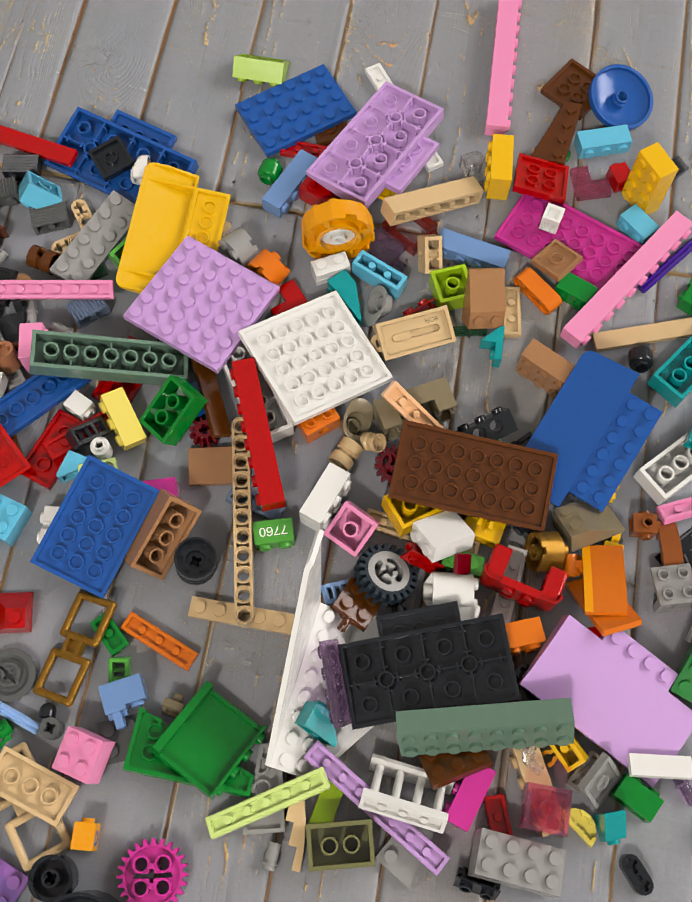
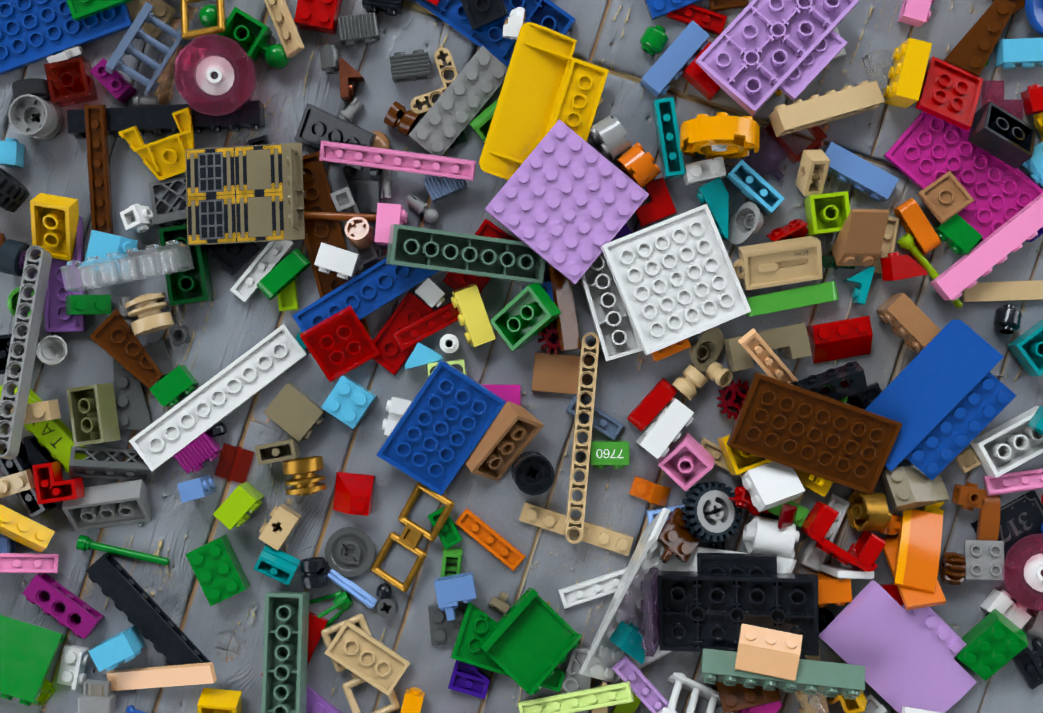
camera: 10 degrees right, 20 degrees up
(38, 192) = (401, 36): medium azure slope -> none
(76, 438) = (430, 336): black slope -> none
(83, 755) = (415, 637): bright pink brick -> none
(147, 797) = (469, 680): none -> dark purple wing
(258, 435) = (608, 355): red brick -> none
(262, 683) = (591, 589): none -> white tile
(292, 245) = (668, 138): none -> teal brick
(308, 480) = (652, 404): none -> red beam
(330, 568) = (649, 491): none -> orange slope
(433, 366) = (792, 298): none -> bright green beam
(464, 698) = (768, 652): none -> light nougat slope
(484, 393) = (840, 339): none -> red slope
(529, 324) = (900, 267): none -> red slope
(532, 306) = (907, 242): none -> lime piece
(546, 613) = (846, 571): none -> white plate
(552, 218) = (951, 149): white brick -> none
(595, 203) = (1002, 135): none -> black brick
(635, 494) = (967, 460): none -> tan tile
(645, 599) = (953, 568): none -> reddish brown gear

